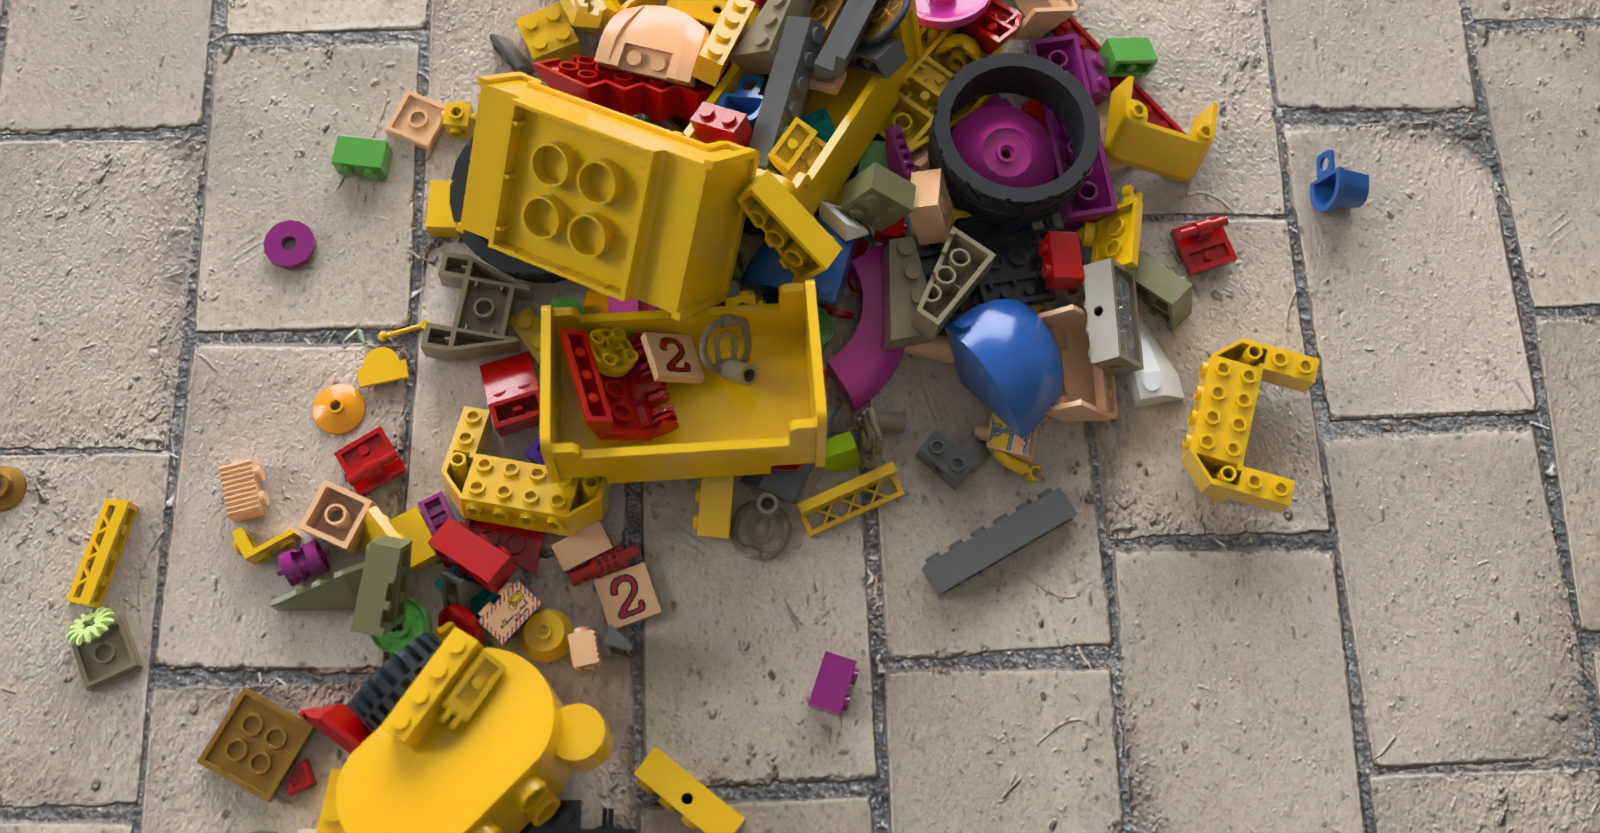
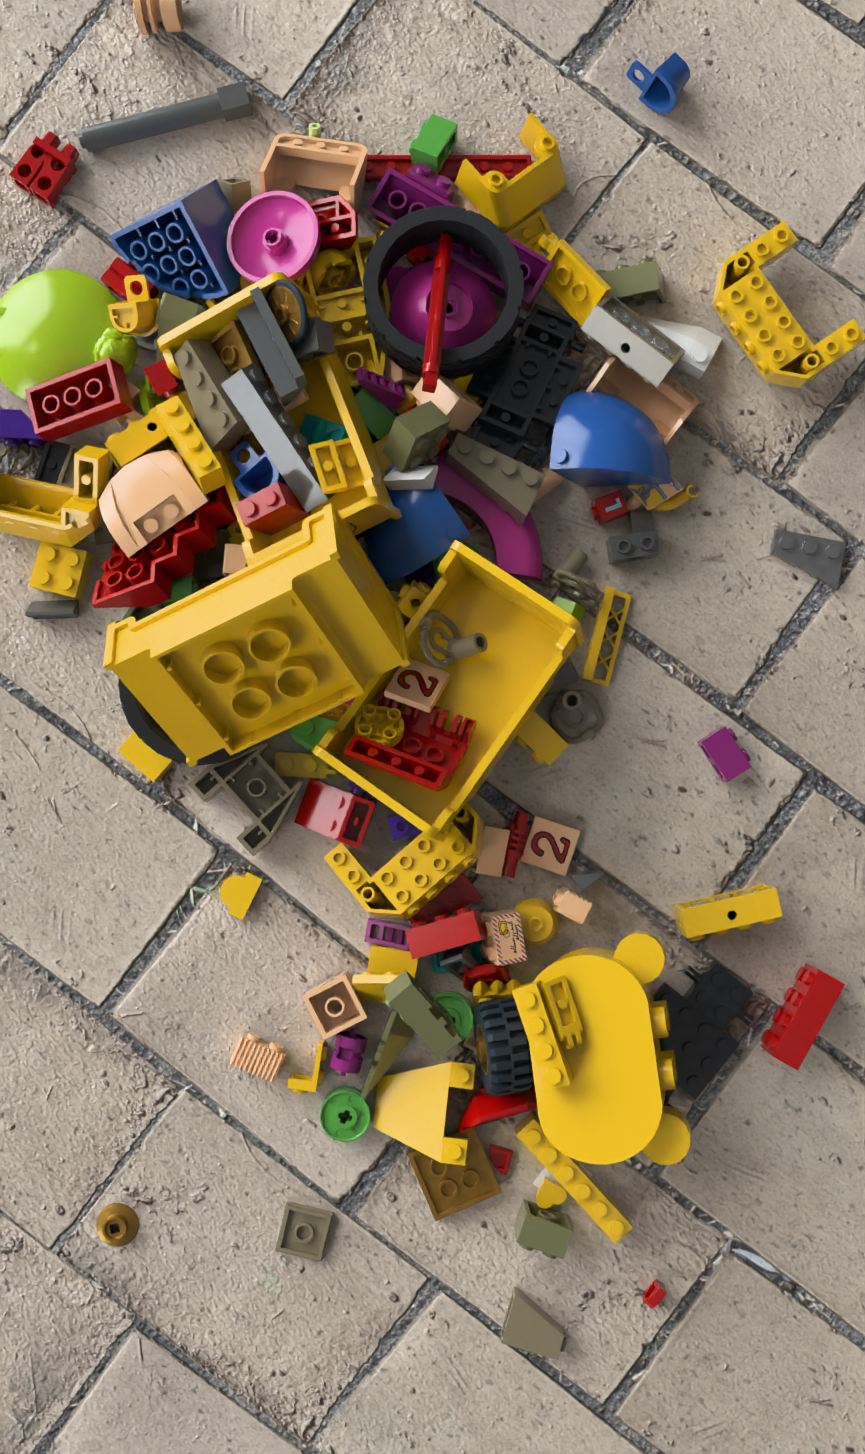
camera: 45 degrees left, 15 degrees up
(79, 633) = (279, 1219): yellowish green gear -> none
(107, 553) = (231, 1182): yellow fence -> none
(230, 596) = (355, 1123): none -> bright green wheel
(280, 235) = (72, 900): magenta tile -> none
(292, 660) = (414, 1109): none -> yellow wedge
(346, 417) = (253, 936): light orange dish -> none
(362, 157) = (53, 787): bright green brick -> none
(370, 462) = (307, 952): red plate -> none
(383, 336) = (228, 837): yellow hinge -> none
(417, 121) = (52, 721): light nougat tile -> none
(458, 120) = (88, 691): yellow brick -> none
(788, 227) = (402, 526): yellow wedge -> none
(954, 278) = (519, 433): dark tan wedge -> none
(961, 415) = (609, 507): none -> red brick
(988, 140) = (437, 315): none -> red piece
(999, 541) = (719, 558): dark grey brick -> none
(1061, 260) = (561, 338): red brick -> none
(1072, 620) = (814, 555): none -> flat silver wing
(1086, 234) = (547, 299): yellow tile -> none
(1124, 175) = (530, 230): none -> yellow plate
(1204, 245) = (623, 221): red plate -> none

